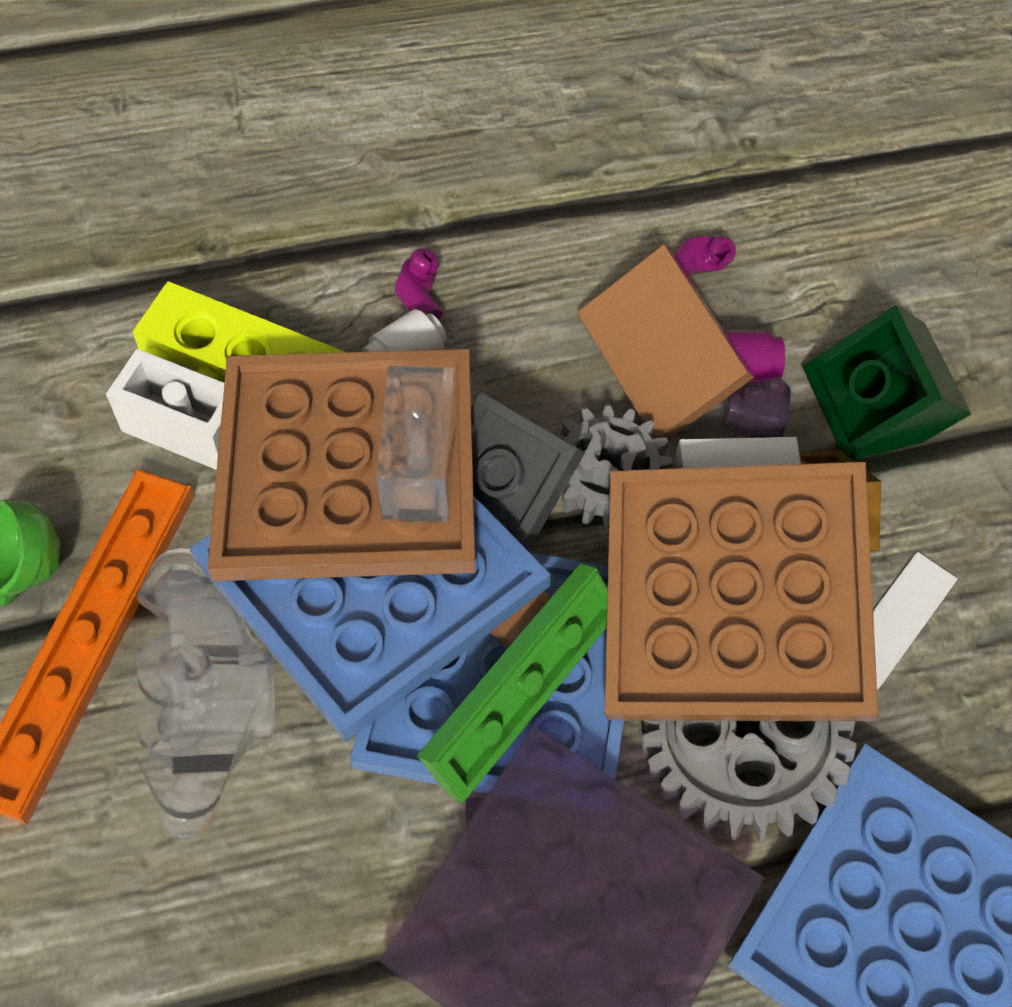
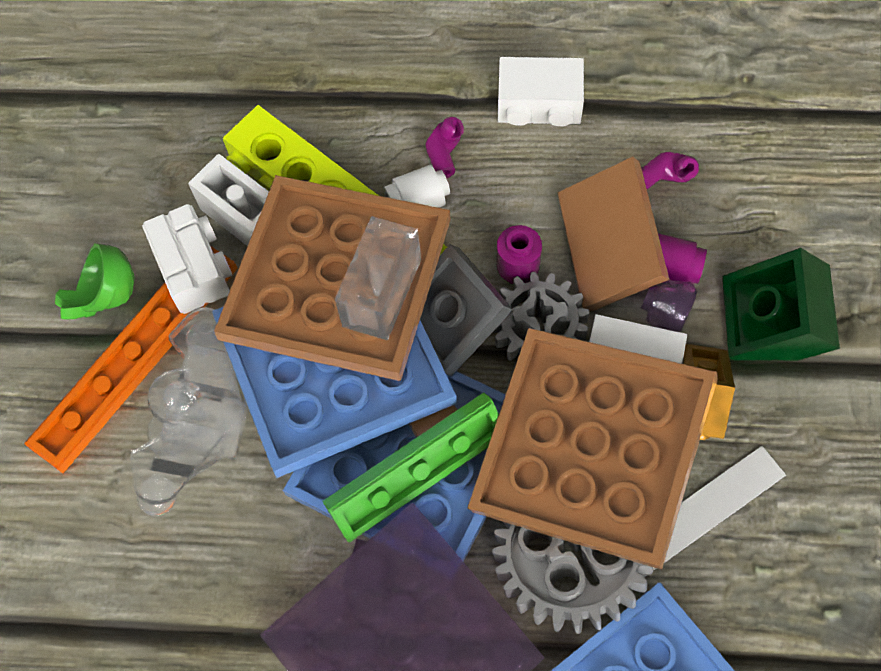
camera: 25 degrees right, 5 degrees up
(130, 492) = (186, 258): none -> white brick
(518, 198) = (540, 90): none -> white brick
(558, 391) = (518, 253): none -> magenta brick

